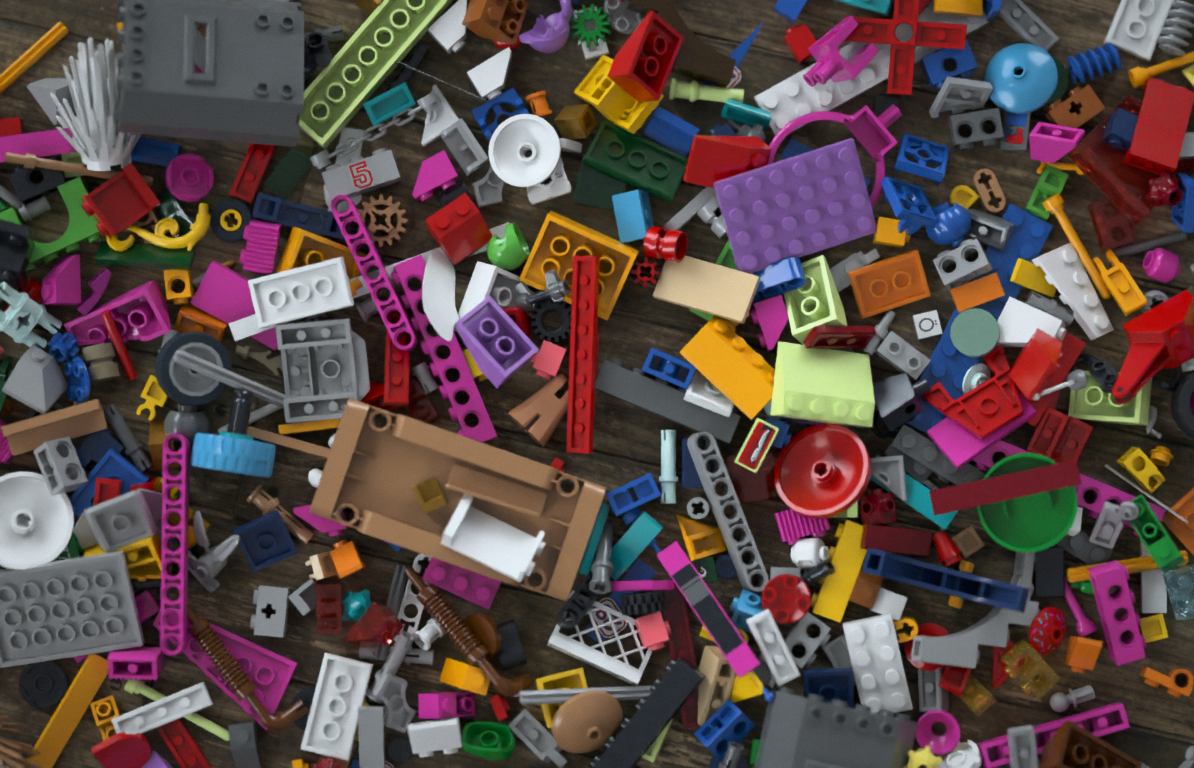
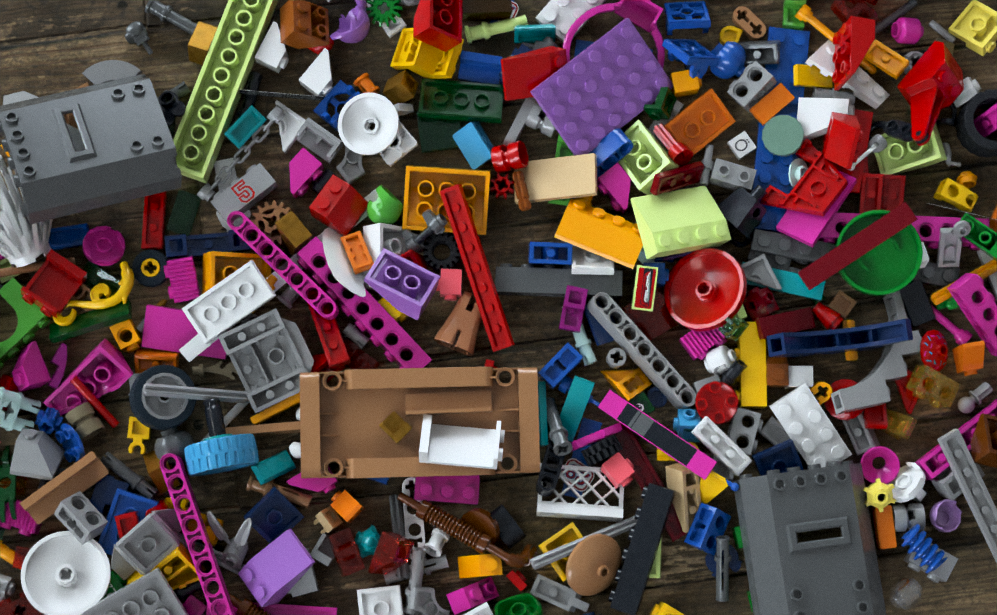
camera: 25 degrees left, 5 degrees down
(247, 598) = (276, 569): none -> medium lavender slope
(284, 487) = (273, 467): none -> teal tile
(398, 240) = (293, 232): none -> pearl gold slope
(460, 289) = (357, 252): none -> orange plate
(664, 287) = (521, 191): none -> dark orange axle
(670, 438) = (573, 309): none -> magenta slope
(835, 525) = (733, 328): none -> clear green plate
(851, 309) = (678, 152): none -> red piece
(856, 250) = (663, 105): none -> dark green bracket
(1090, 261) = (851, 46): none -> red slope

